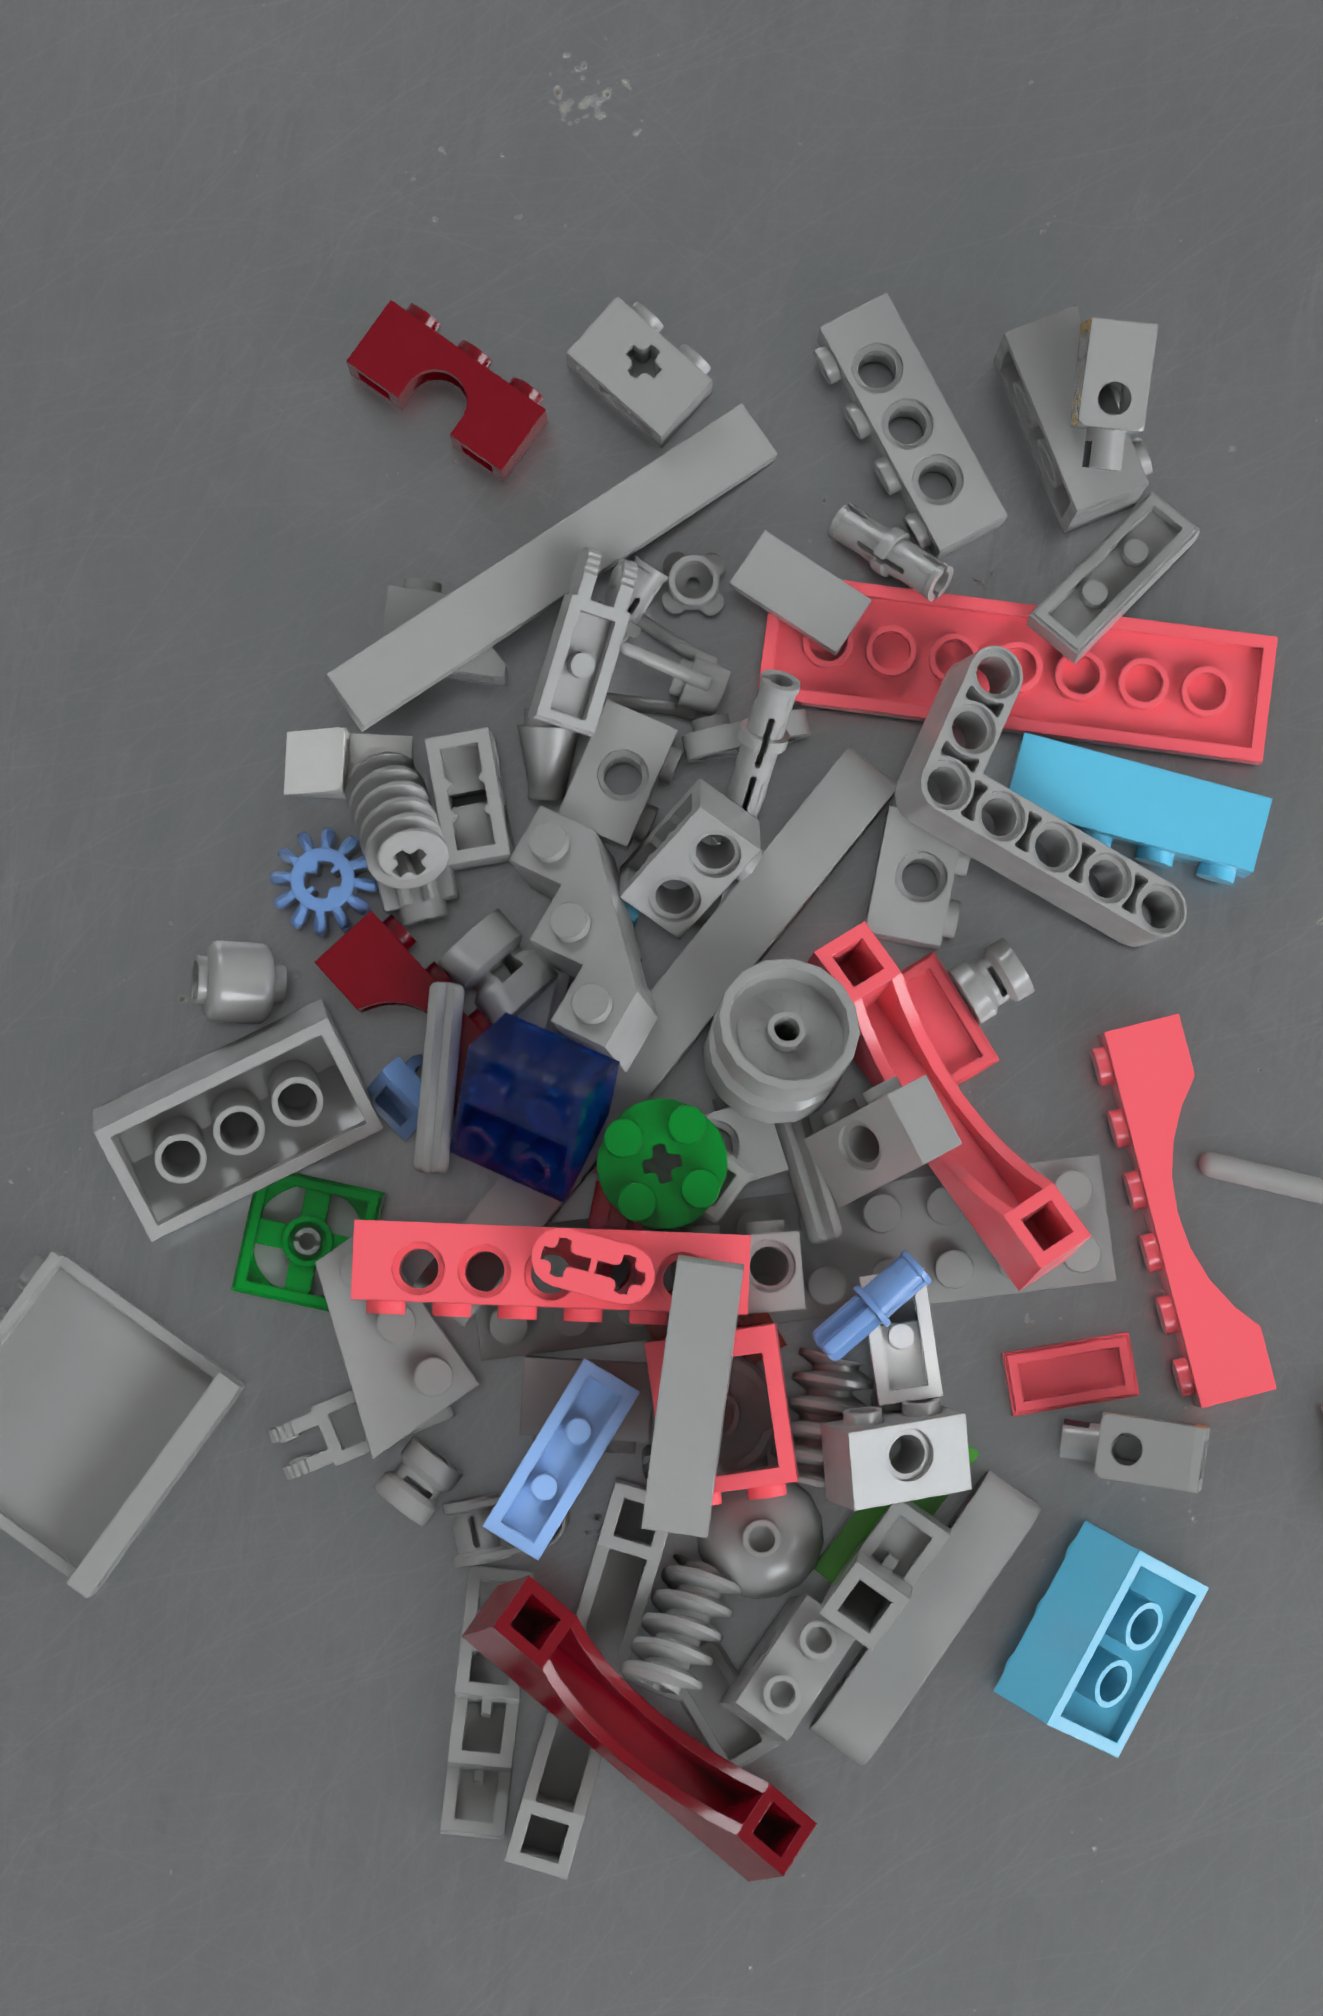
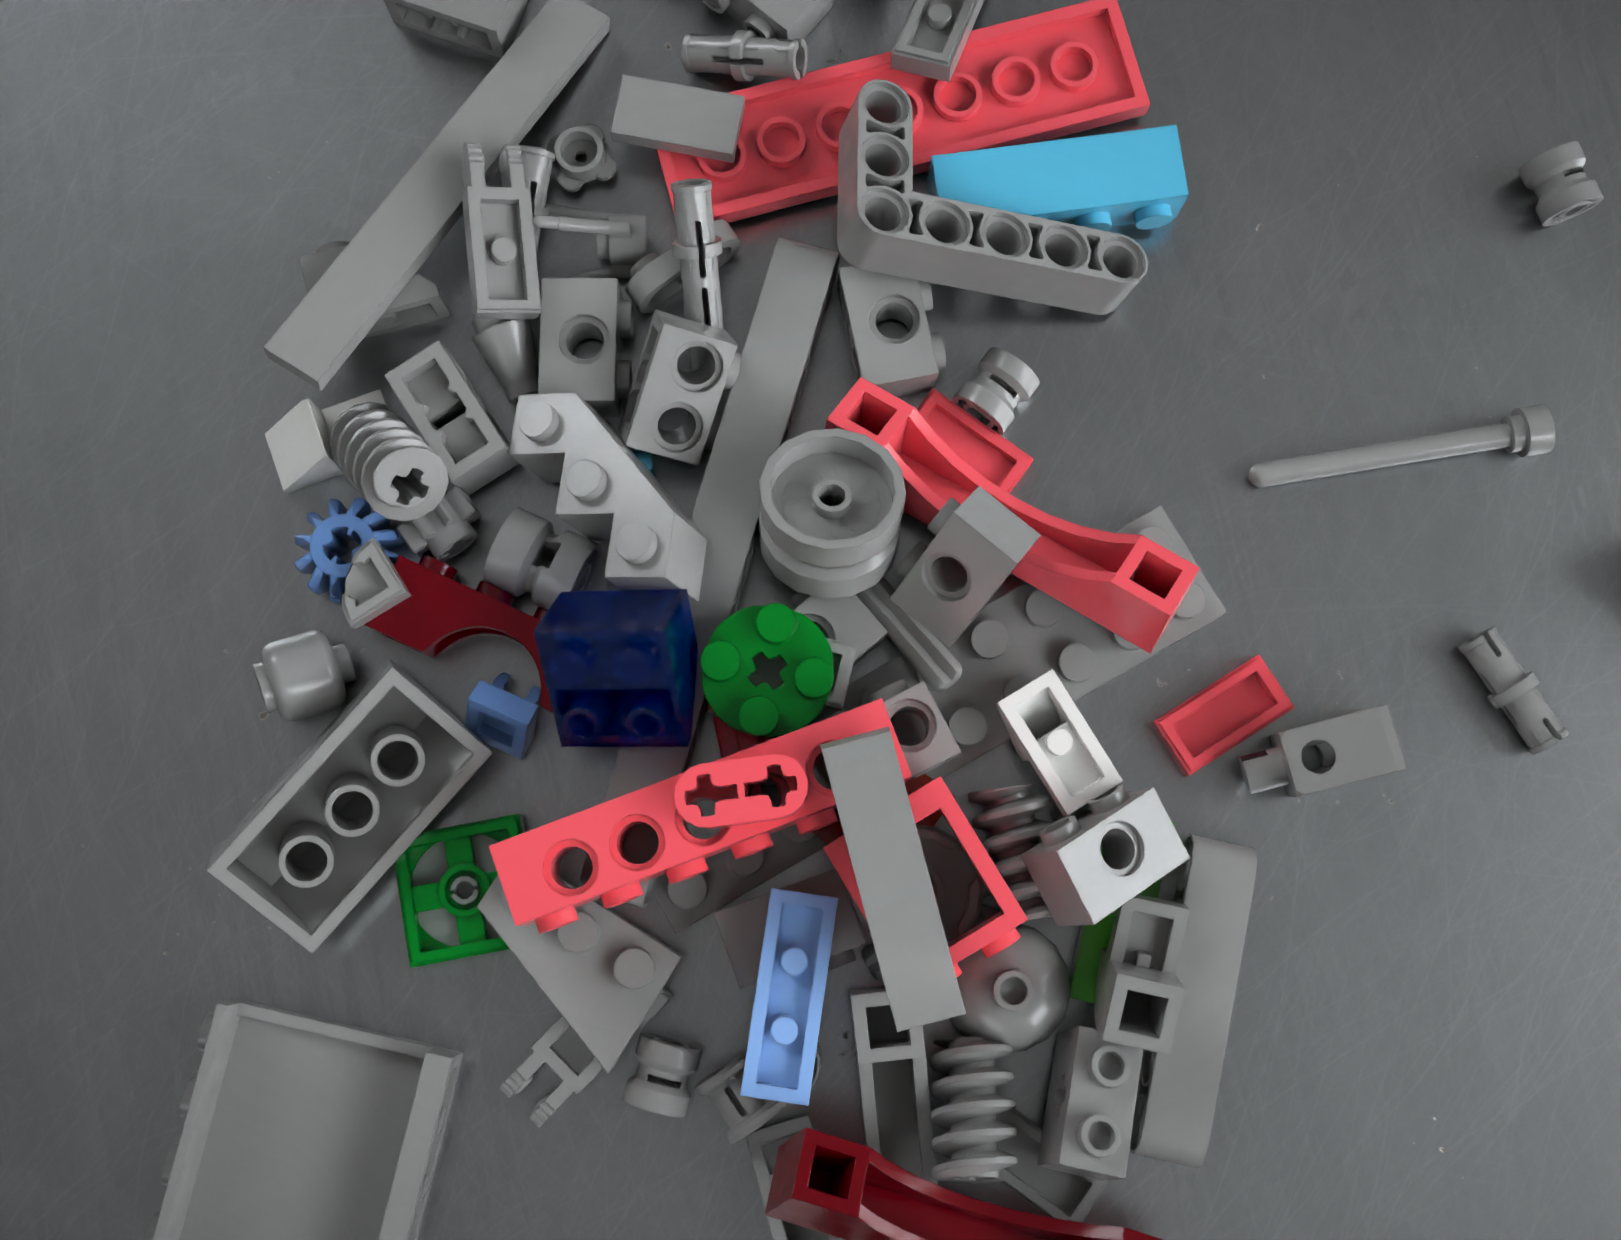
camera: 25 degrees left, 5 degrees down
(335, 929) = (371, 585): none -> light grey tile
(407, 353) = (242, 60): dark red arch -> none
(439, 1077) = (524, 681): light grey axle -> none
(871, 1306) = (1021, 723): medium blue axle -> none
(1100, 1639) = (1361, 949): medium azure slope -> none
(1217, 1343) = (1343, 628): coral arch -> none

